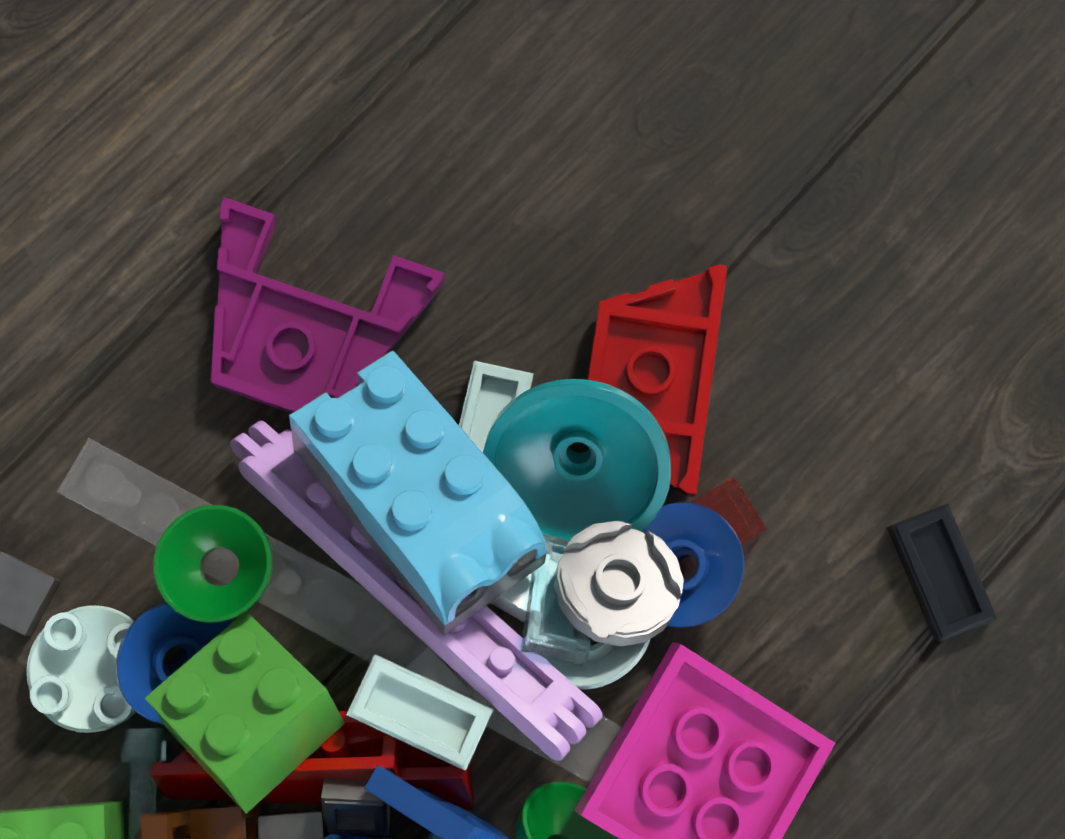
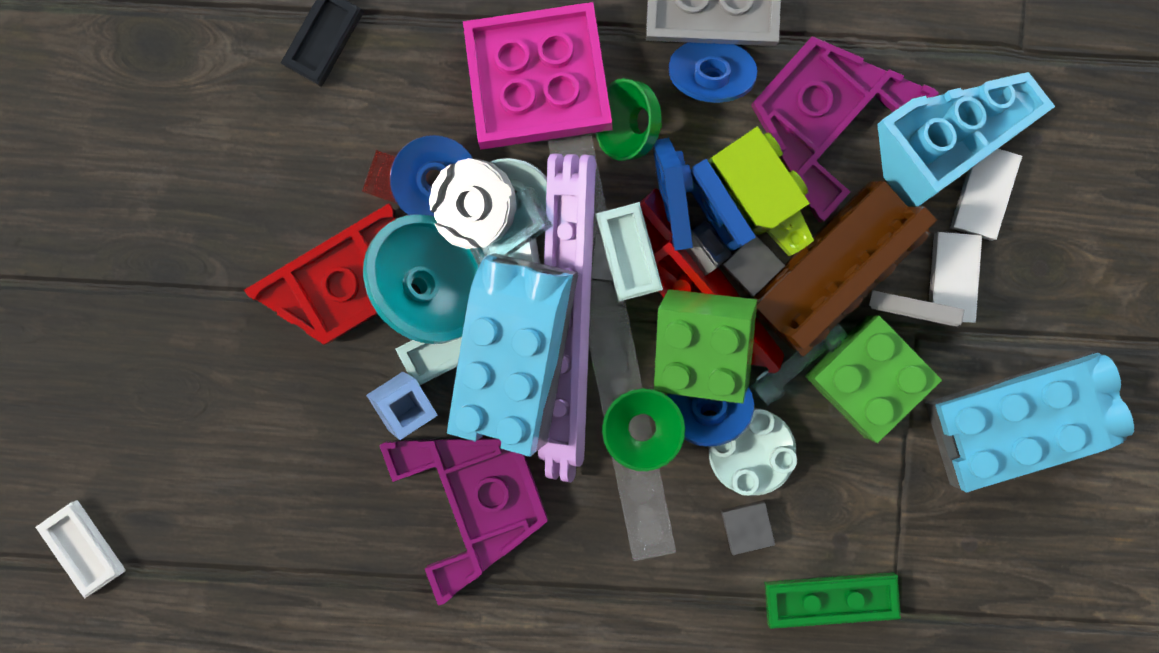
camera: 130 degrees left, 10 degrees up
(464, 329) = (402, 405): none -> light blue brick

